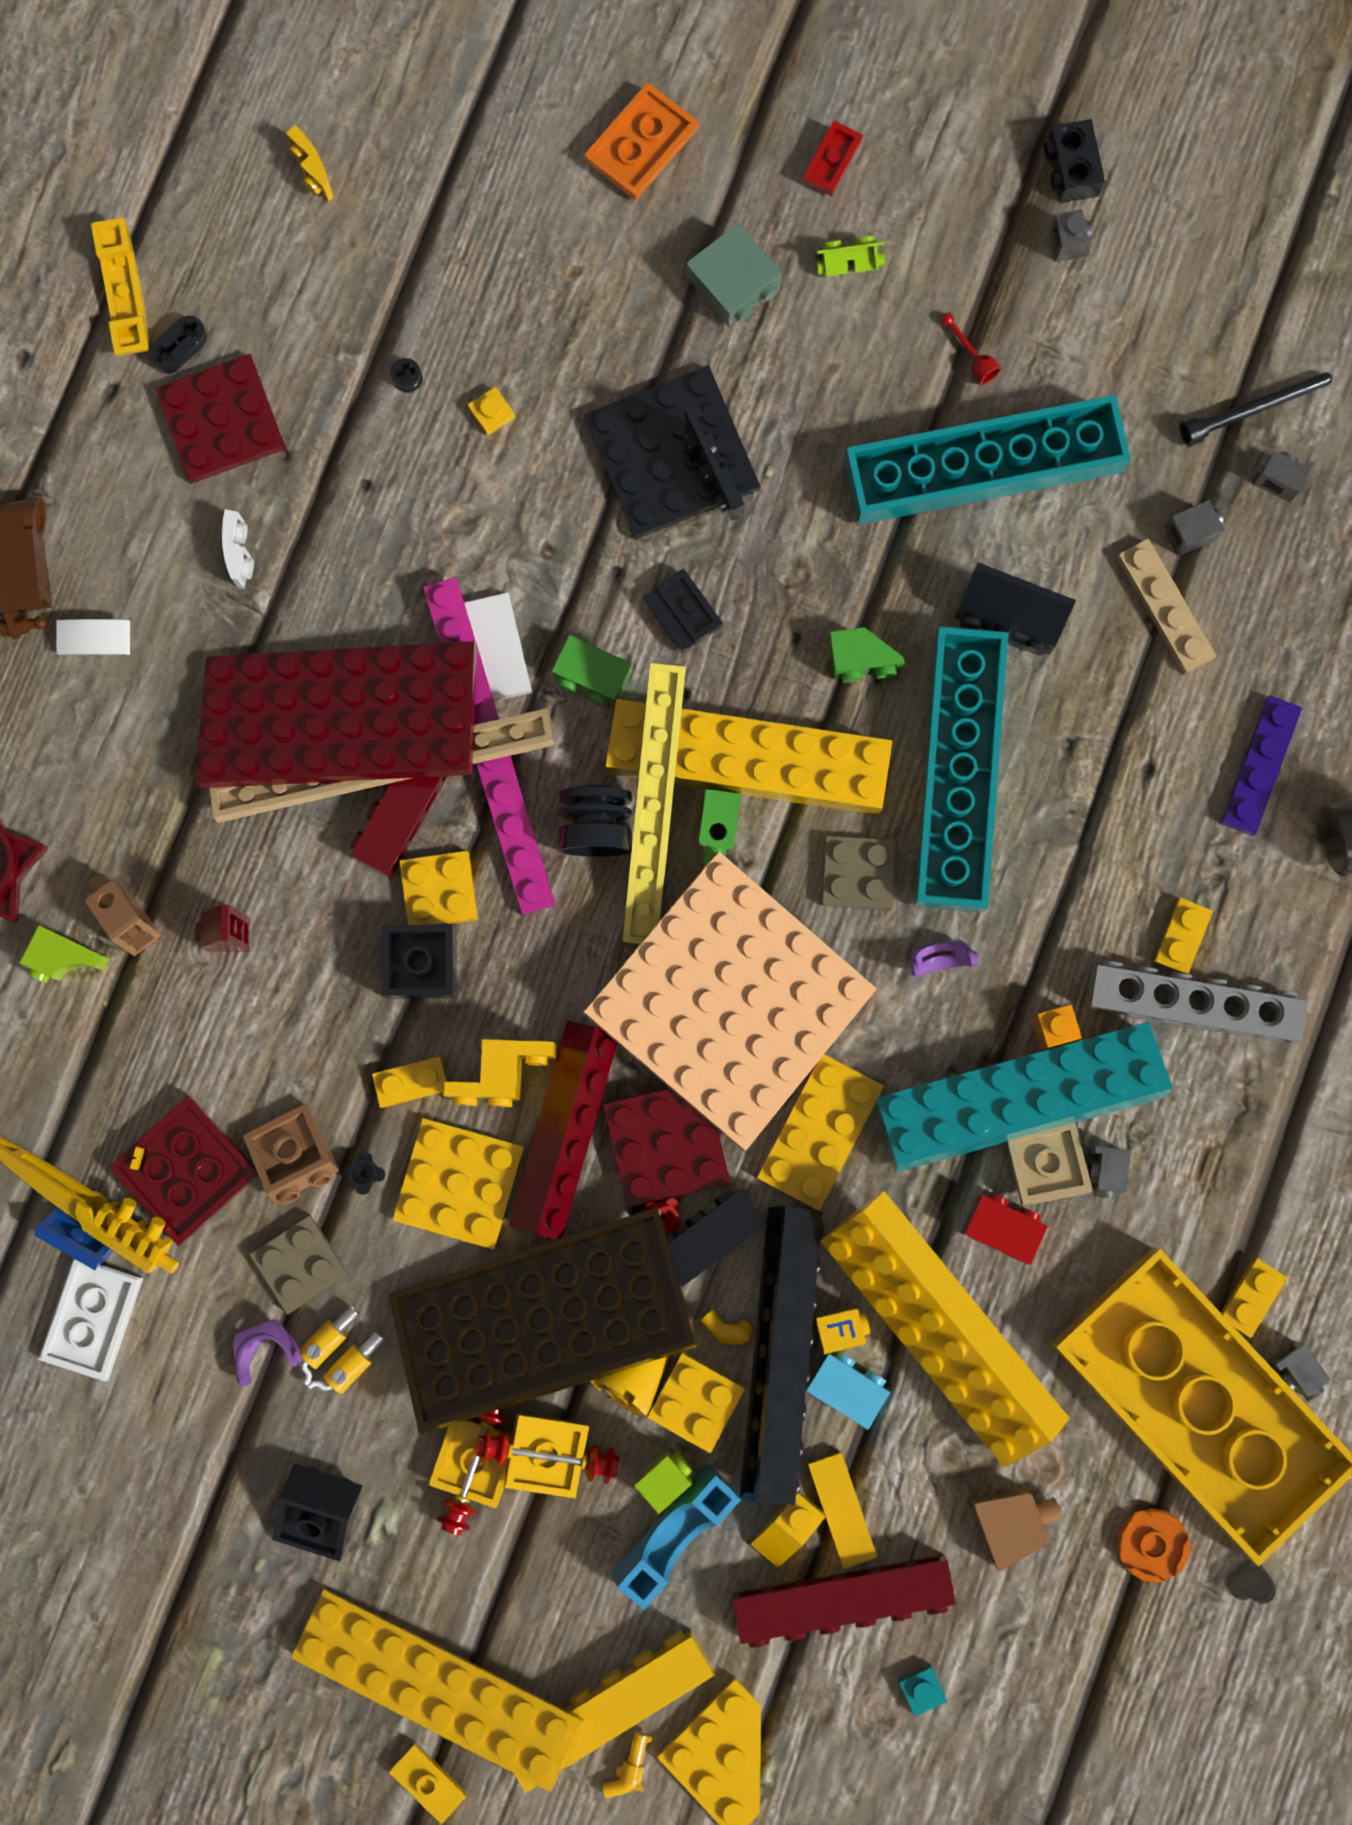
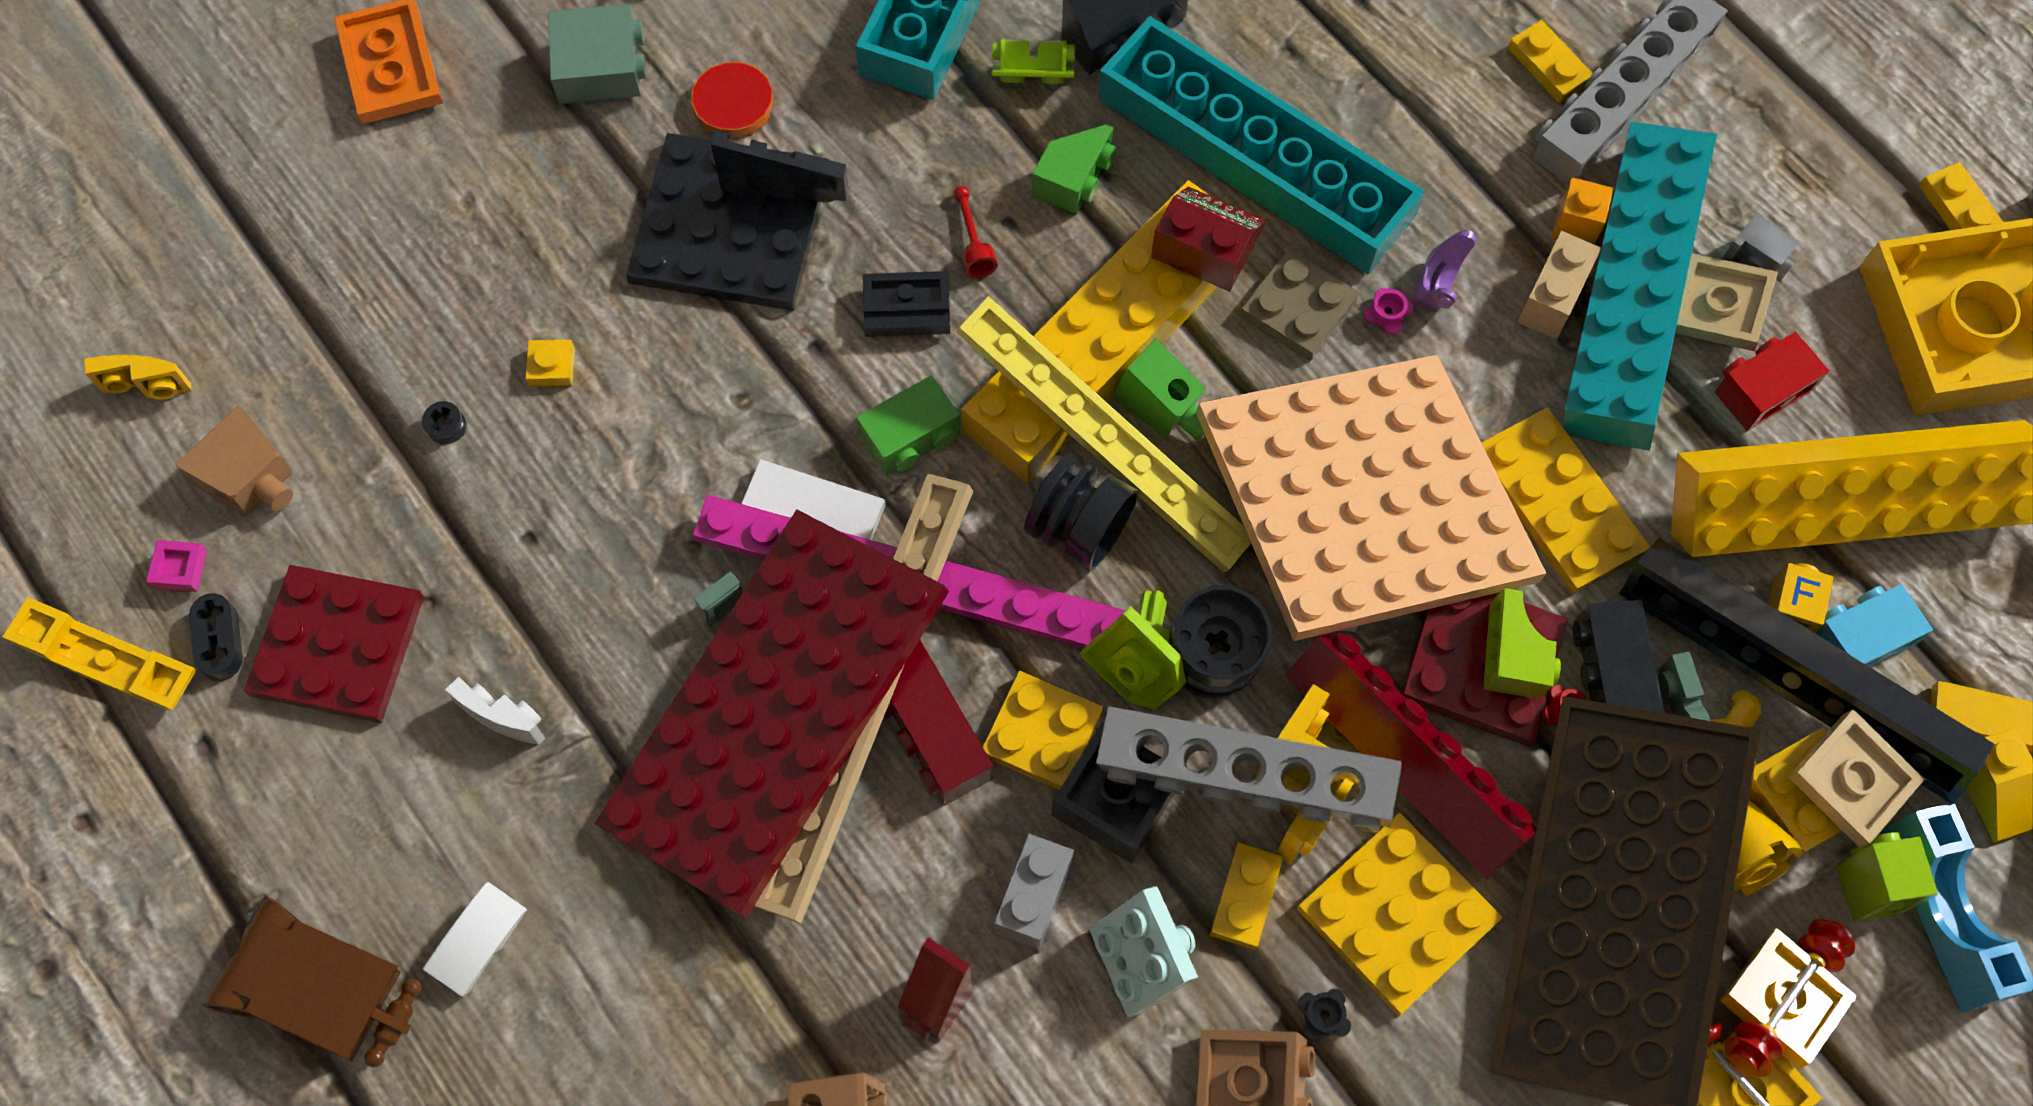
camera: 60 degrees left, 15 degrees down
(206, 286) = (176, 566): none -> dark pink plate
(293, 273) = (238, 465): none -> medium nougat torso
(325, 950) = (1033, 892): none -> light grey brick
(328, 1041) = (1144, 951): none -> light aqua plate
(395, 632) = (719, 598): none -> sand green tile
(501, 1115) = (1129, 731): none -> light grey brick
(521, 918) = (1136, 654): none -> lime piece
(546, 948) = (1235, 622): none -> black wheel
(668, 1161) = (1516, 654): none -> lime arch
(712, 1425) = (1856, 778): none -> tan plate
(725, 1281) = (1682, 687): none -> sand green plate
(751, 634) = (978, 257): none -> red hinge
(766, 389) = (732, 99): none -> red tile
(848, 780) = (1206, 237): none -> dark red slope
(885, 943) = (1391, 300): none -> dark pink plate
(937, 587) = (1017, 64): none -> lime hinge
(985, 1042) = (1559, 285): none -> tan brick

